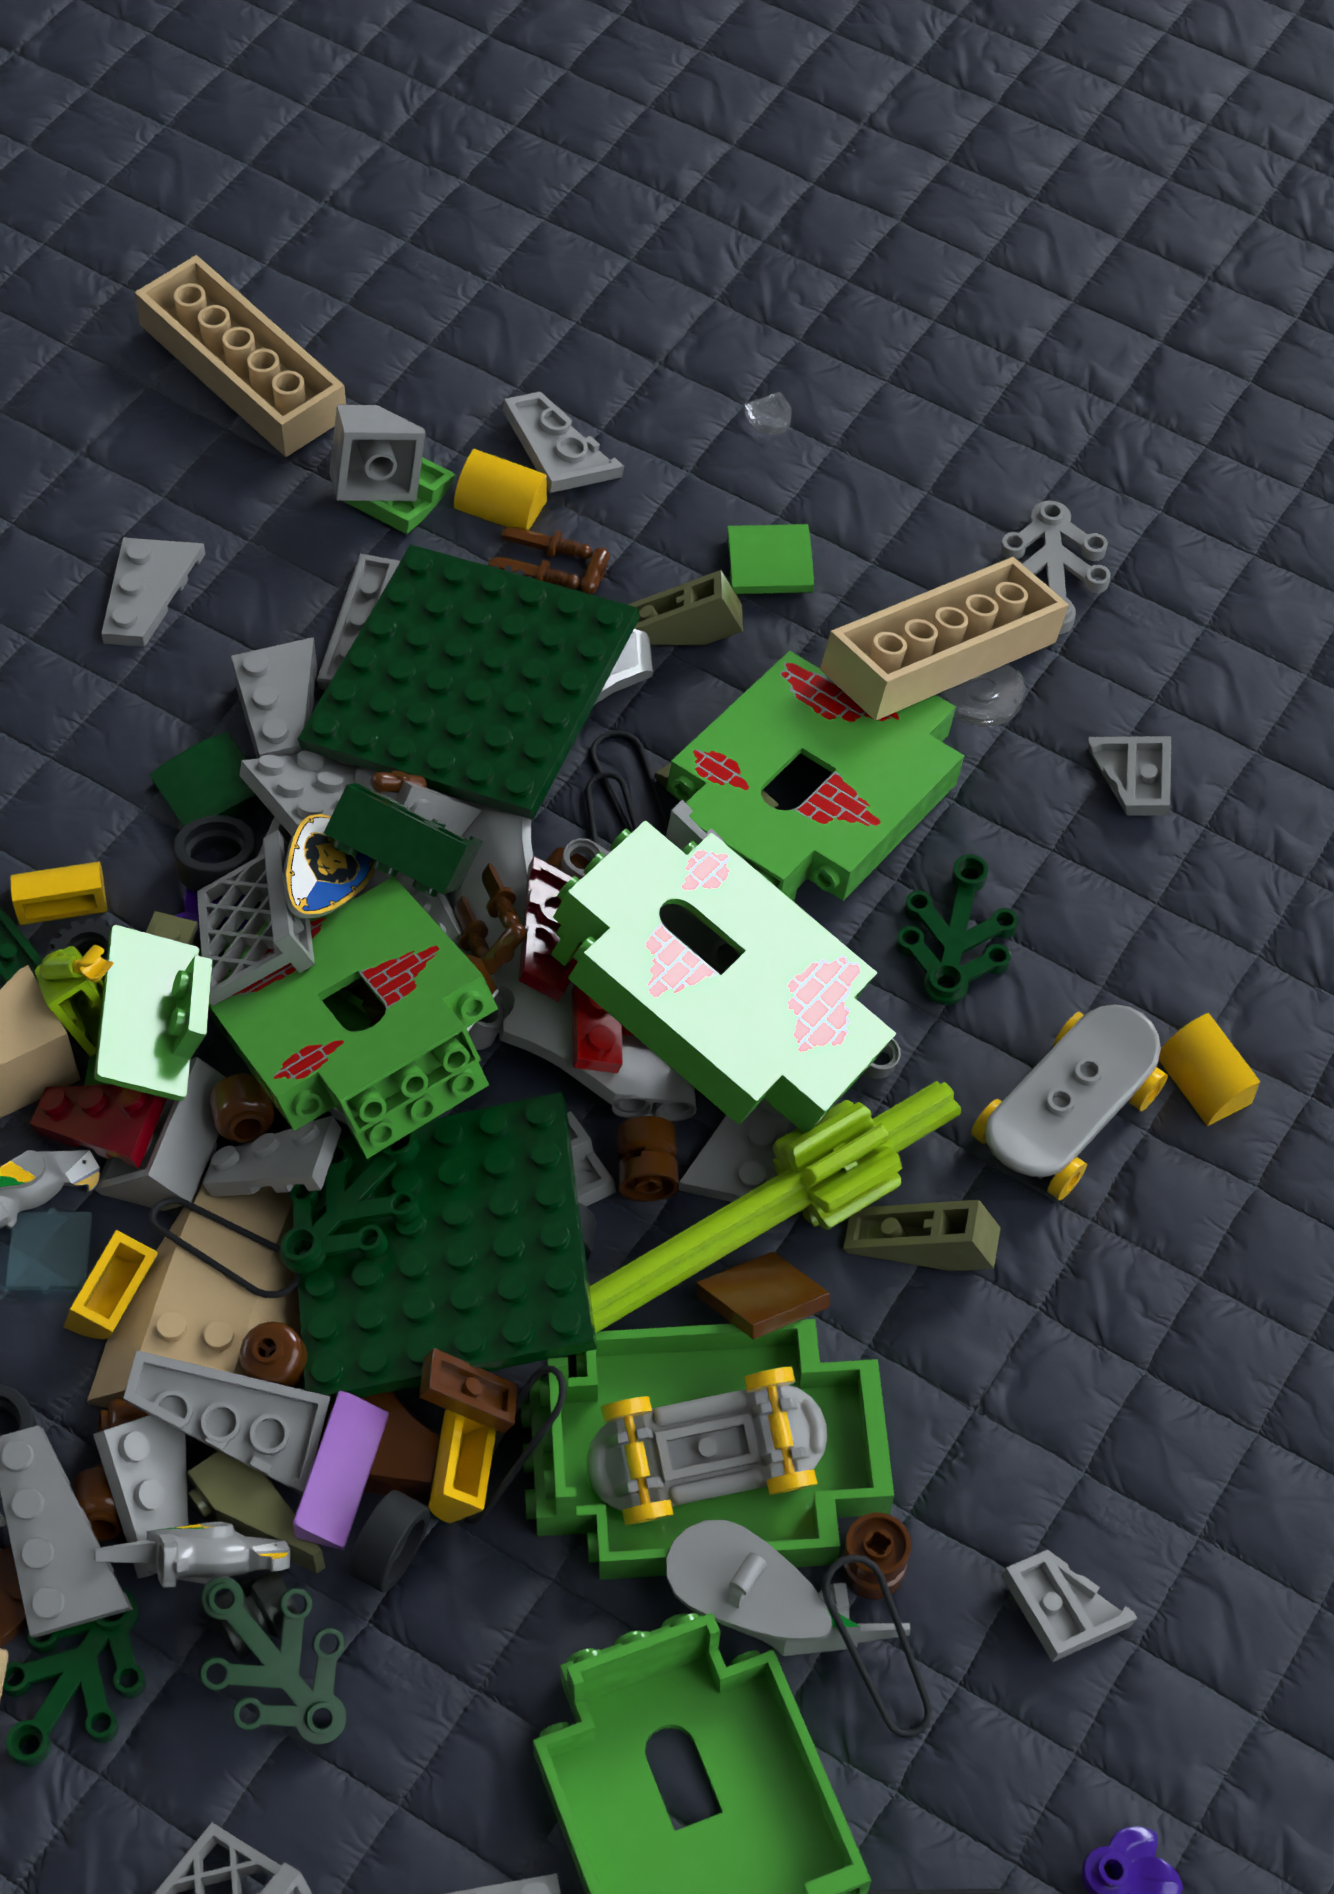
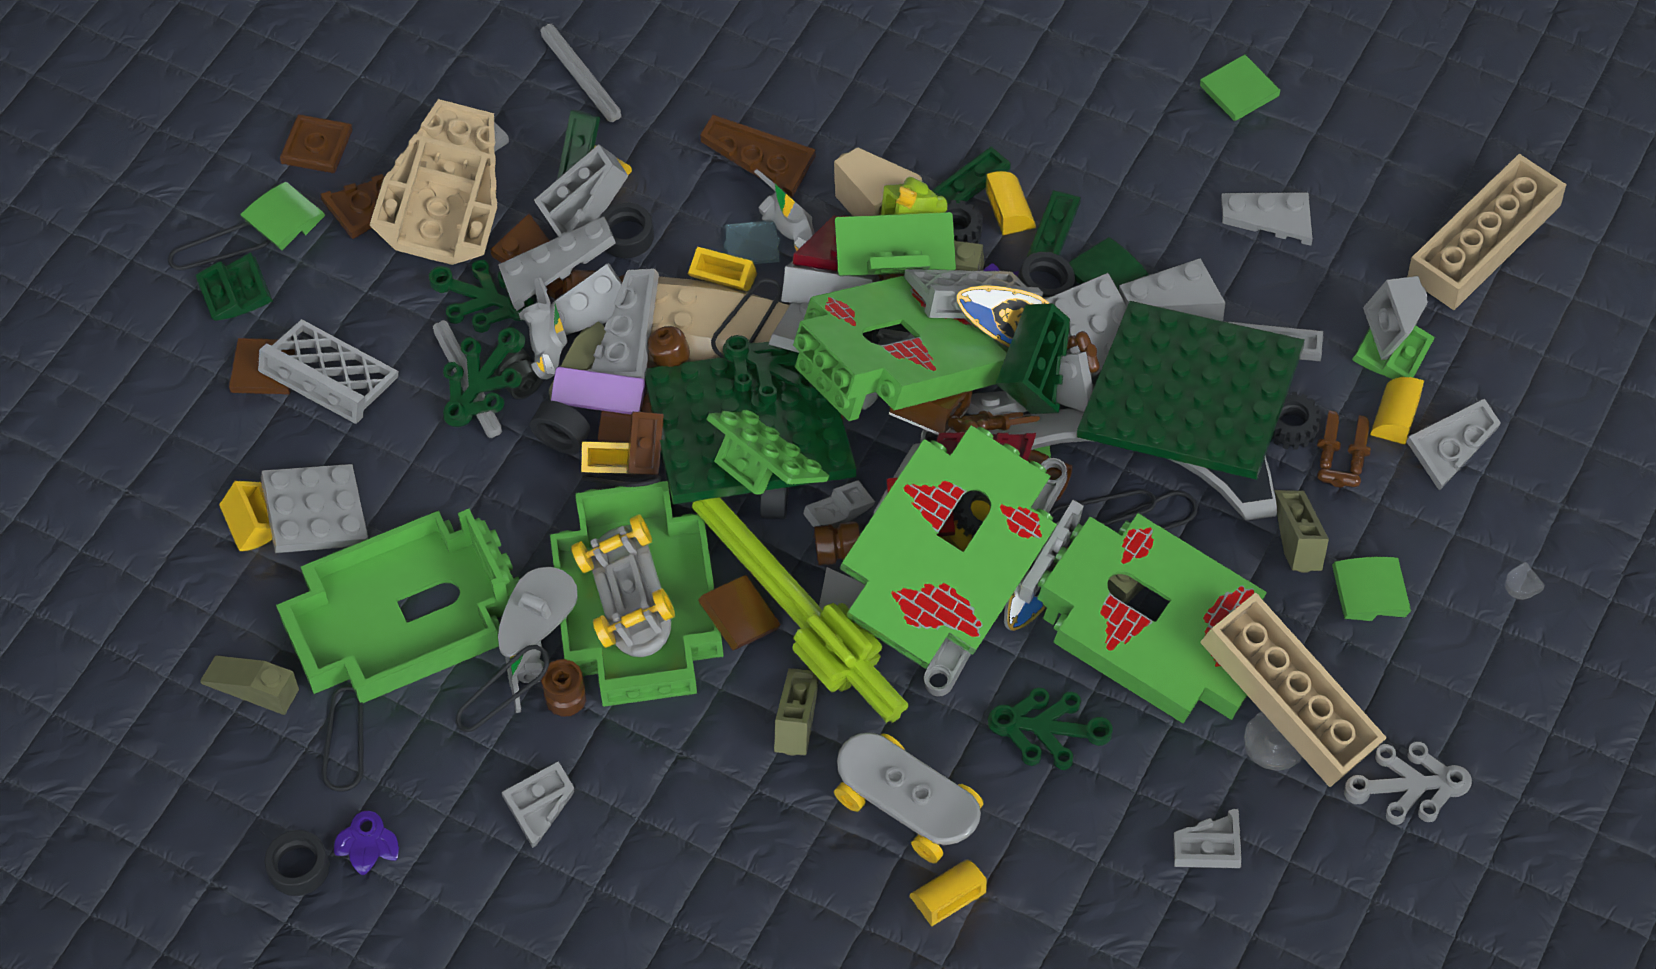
camera: 90 degrees right, 0 degrees up
(113, 843) = (1055, 223): none -> dark green tile
(218, 1713) = (454, 354): none -> light grey axle
(545, 1203) = (756, 451): none -> bright green bracket

